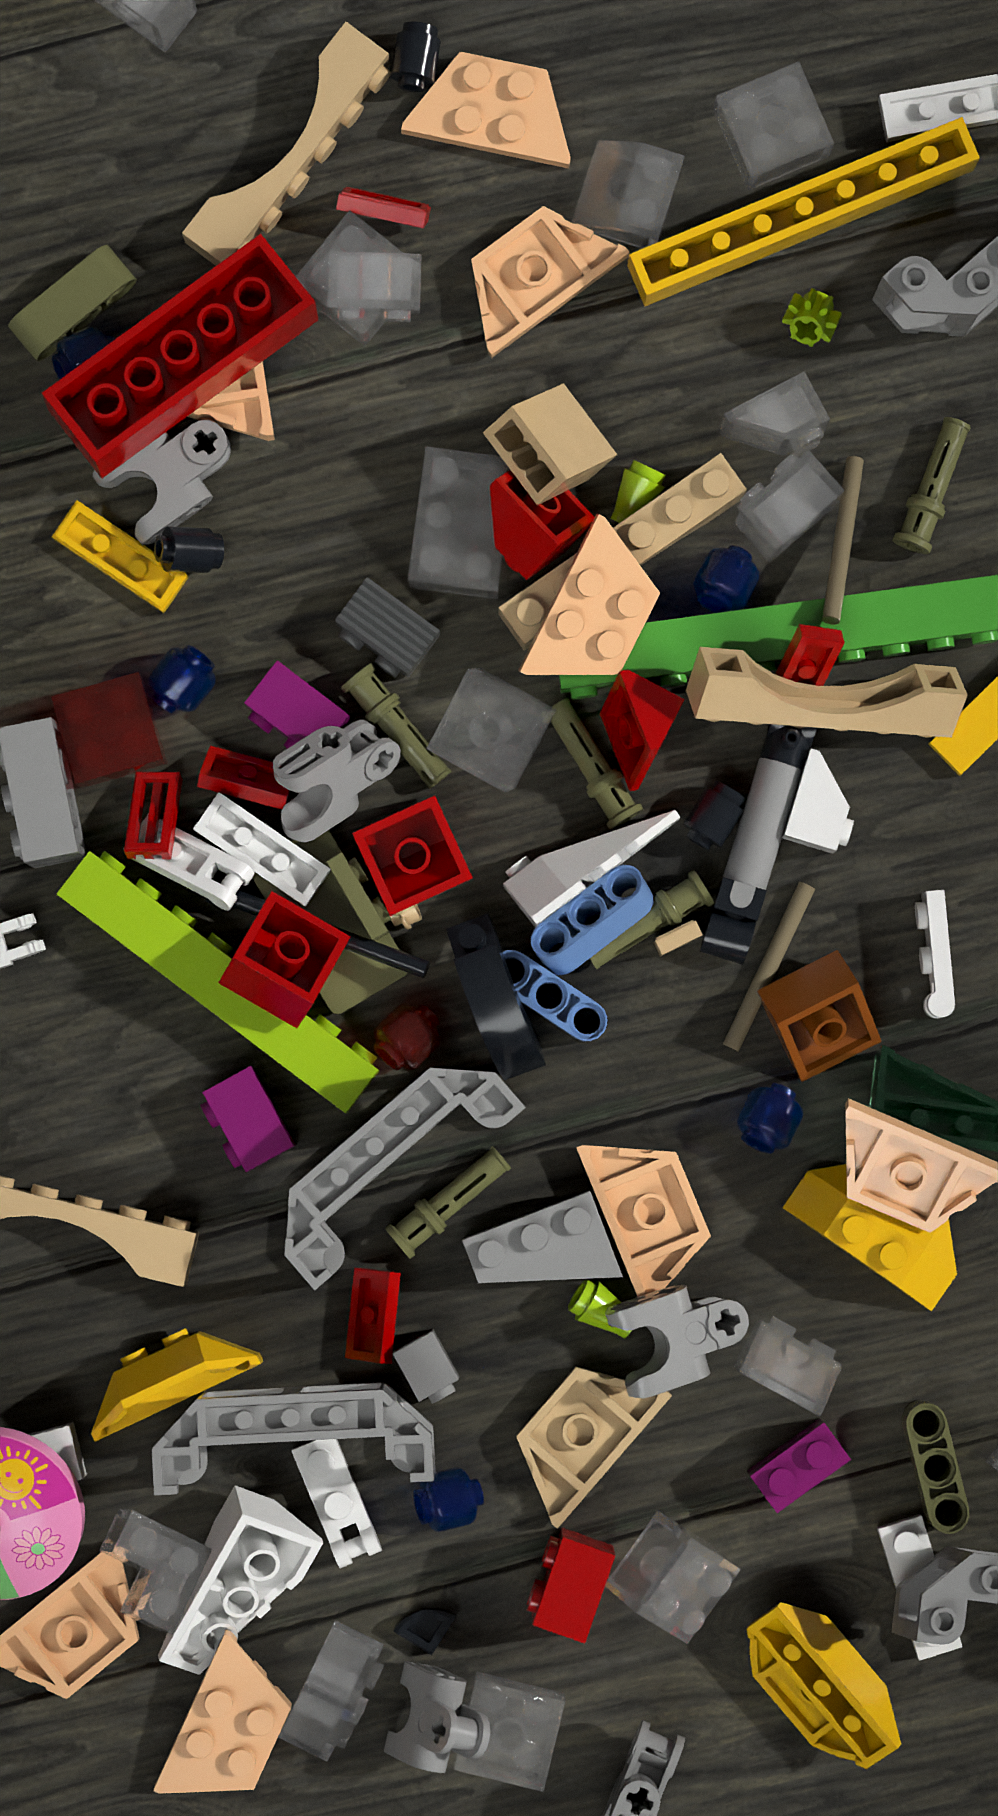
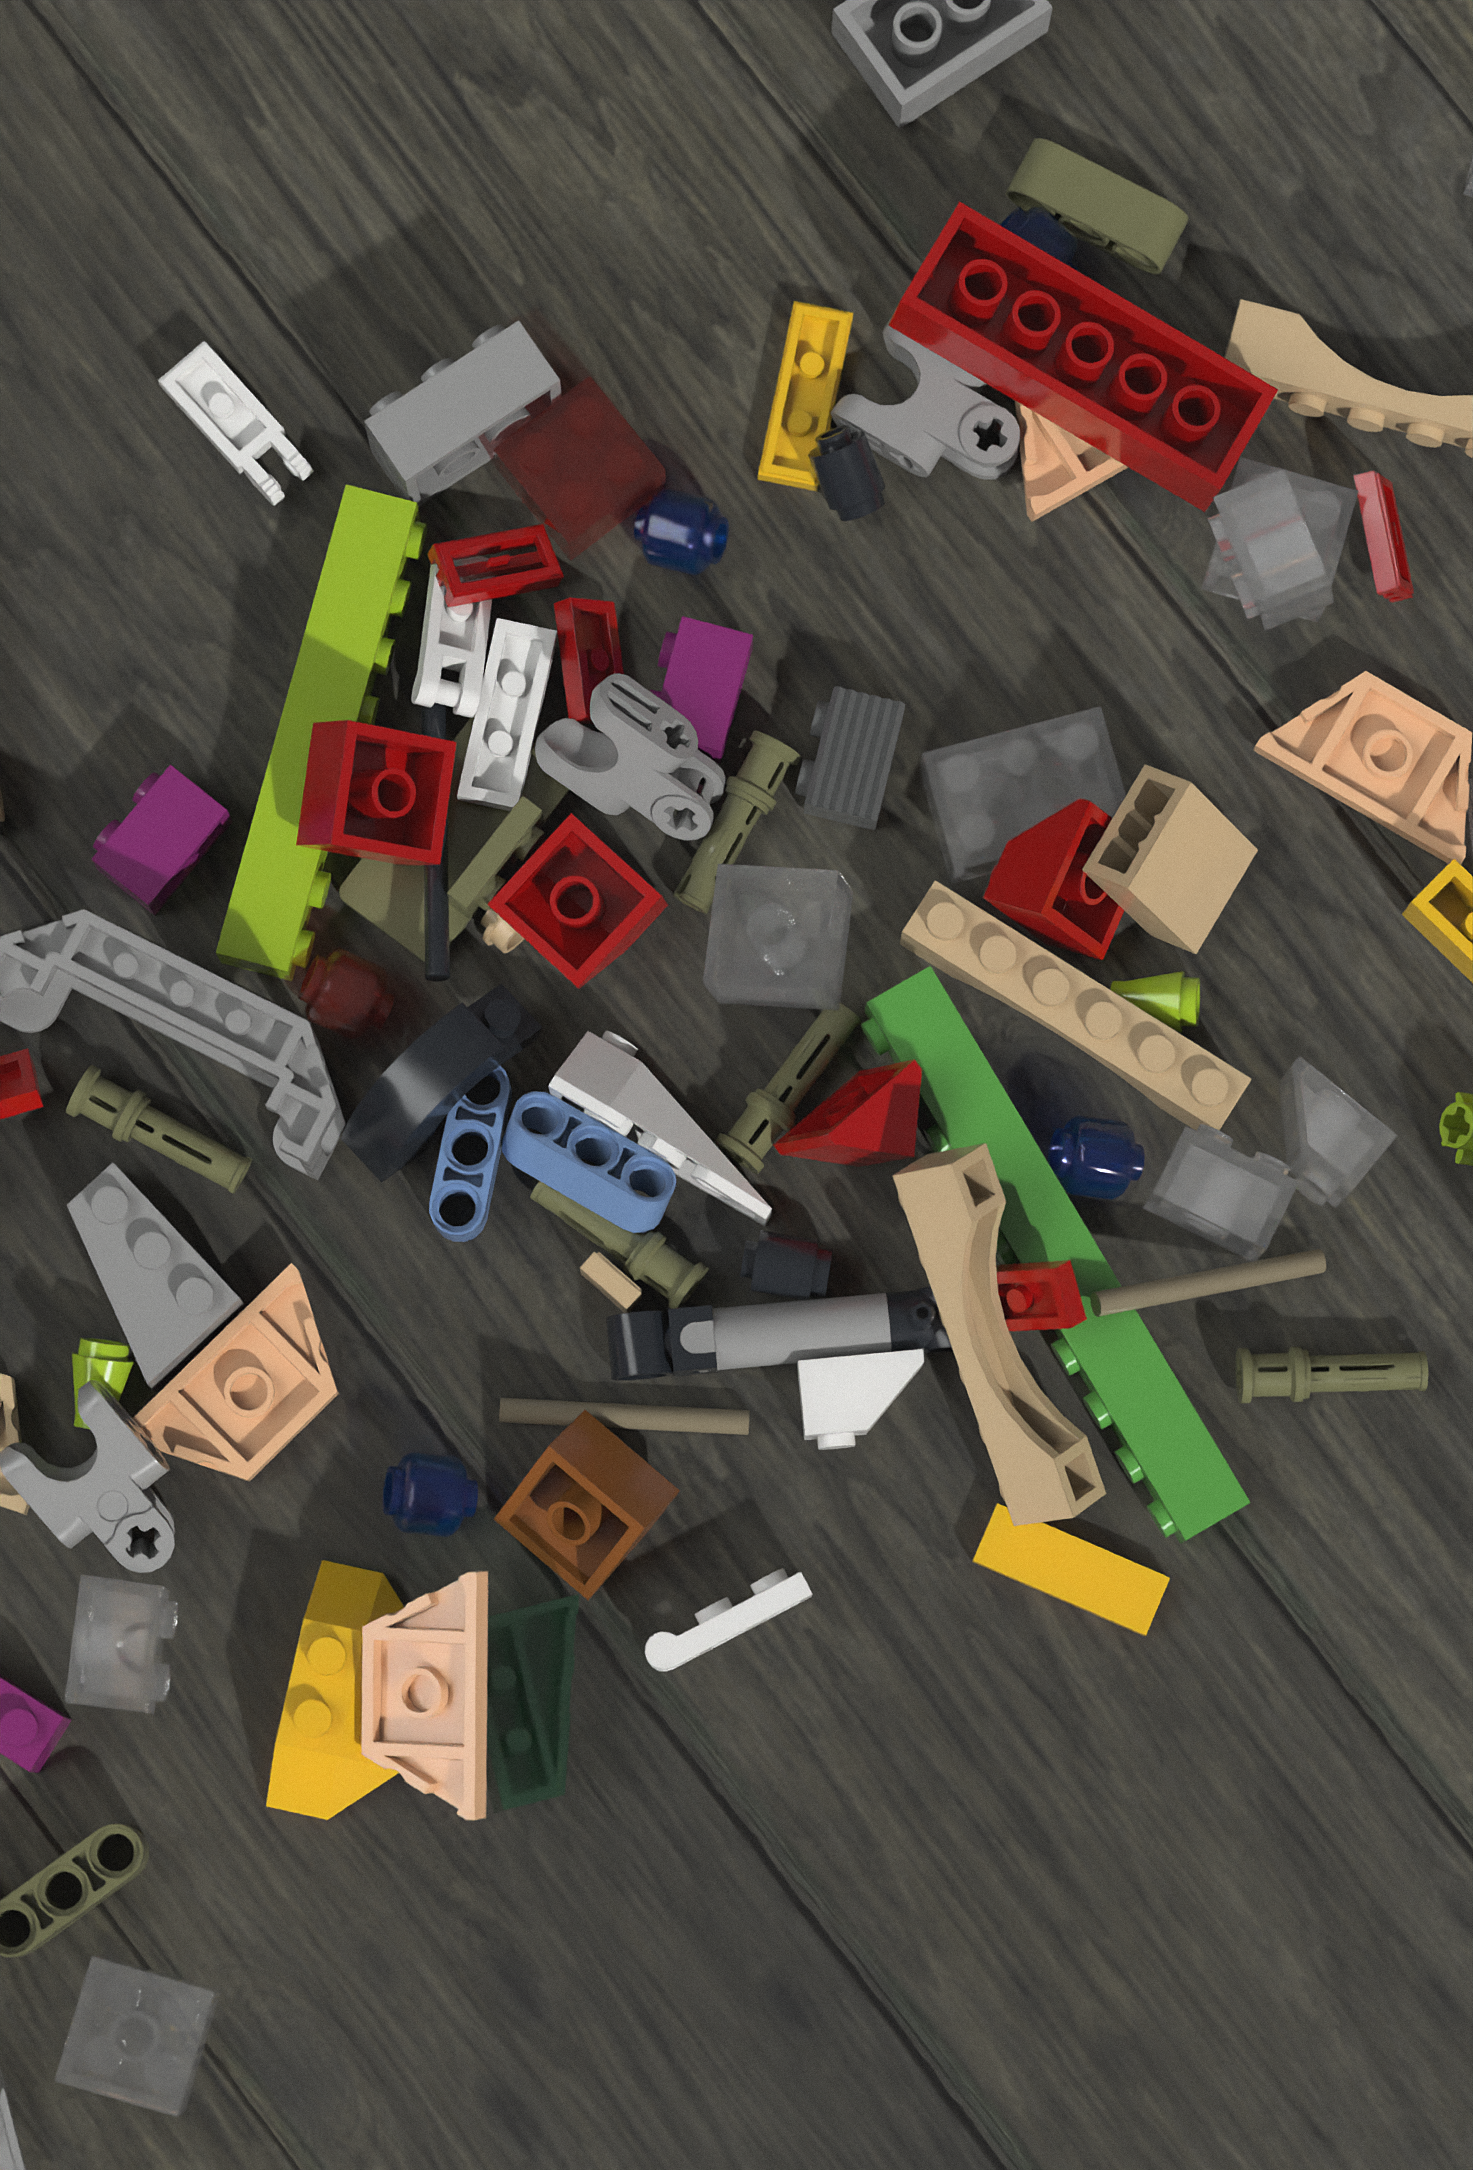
camera: 65 degrees right, 5 degrees down
(594, 611) = (979, 999): light nougat wing -> none

